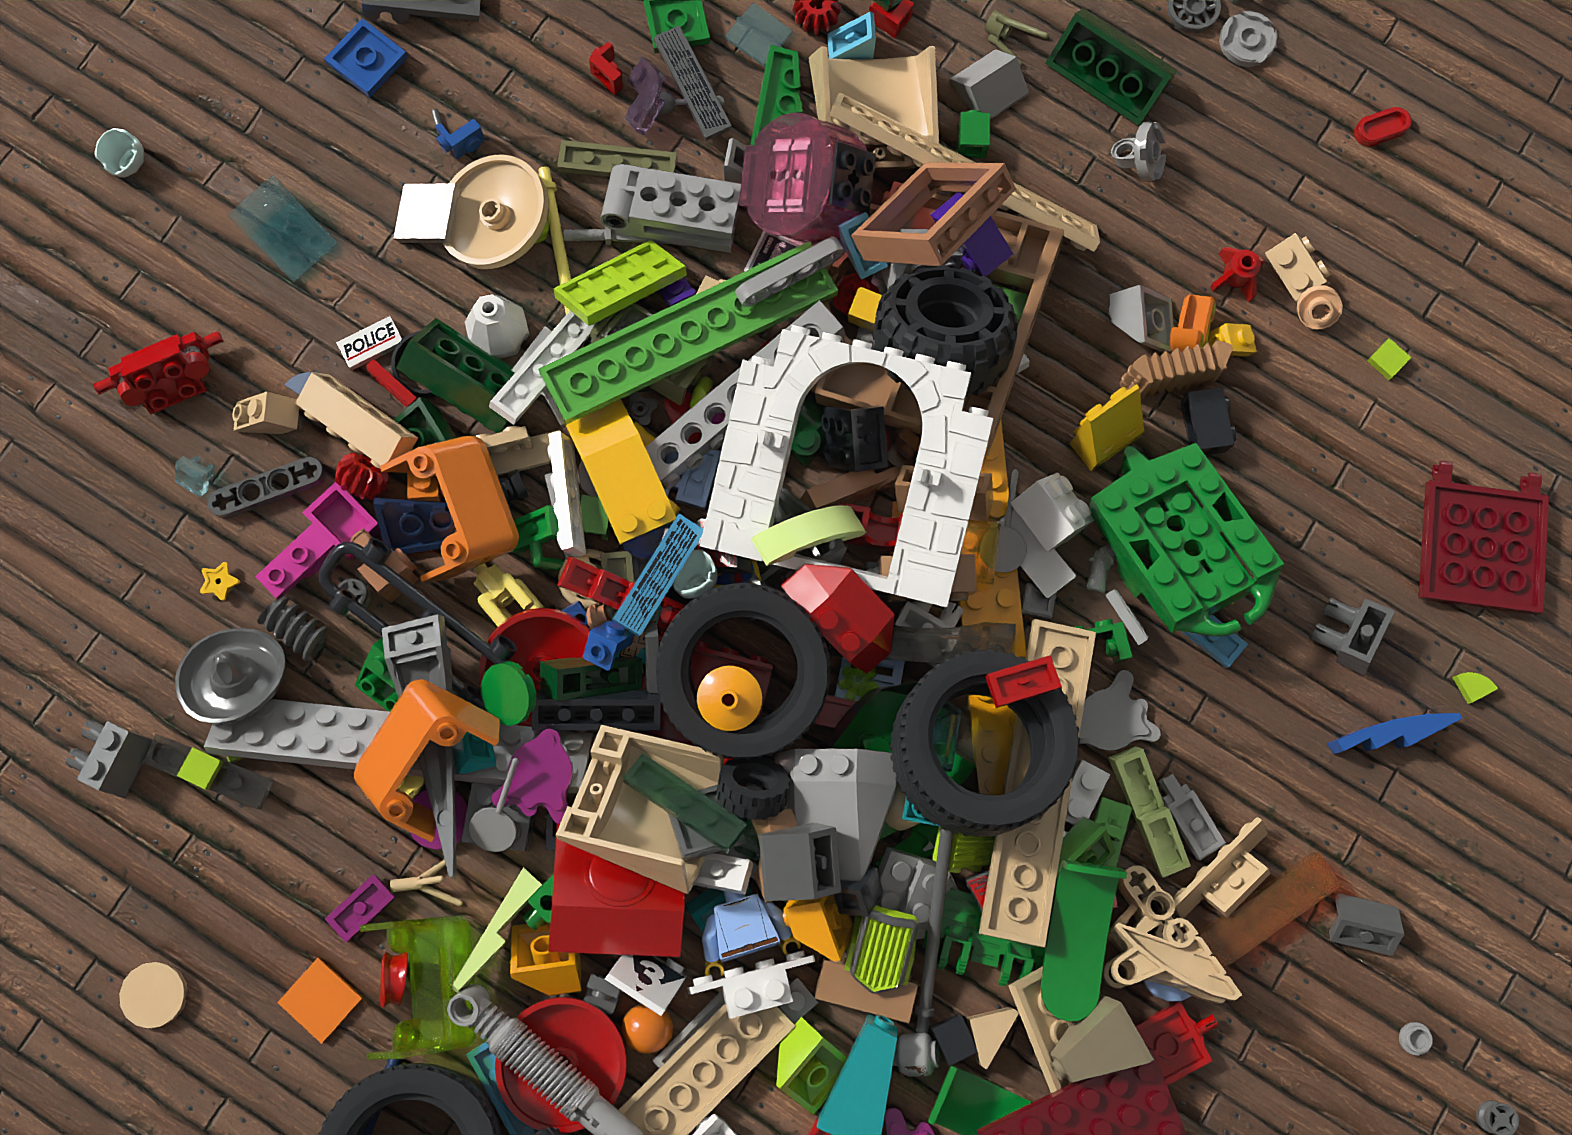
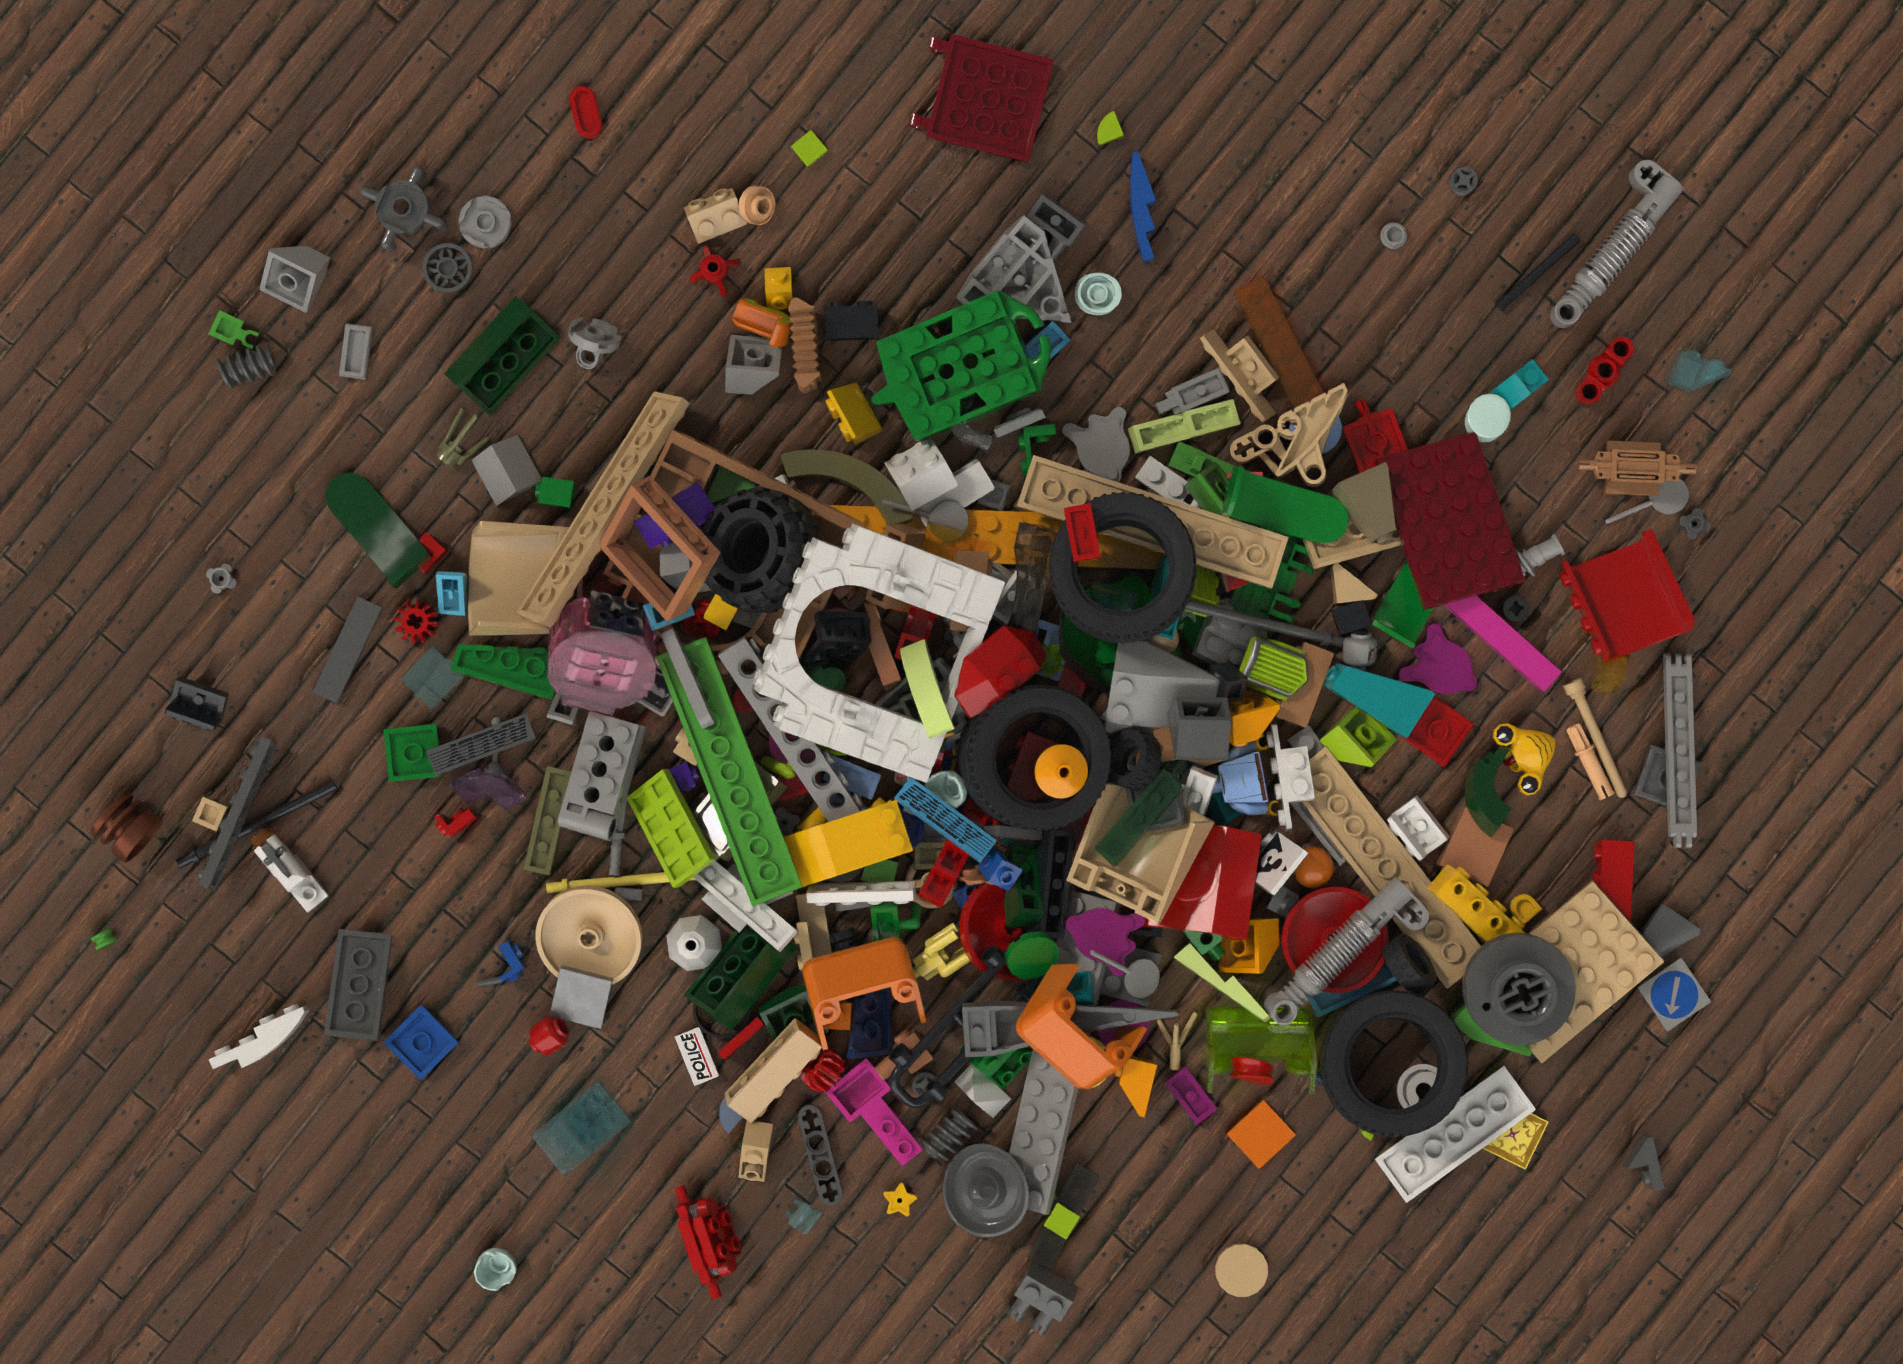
camera: 80 degrees left, 10 degrees up
(347, 661) = (982, 1090): none -> white slope
(369, 837) = (1137, 1080): none -> light orange slope
(381, 183) = (548, 1035): none -> red head
(545, 252) = (630, 893): none -> flat silver tile
(1041, 436) = (850, 472): none -> olive tile
(1286, 693) = (1097, 293): none -> light aqua piece
(1303, 604) = (1022, 269): none -> light grey wedge
(1366, 925) = (1297, 260): dark grey panel -> none

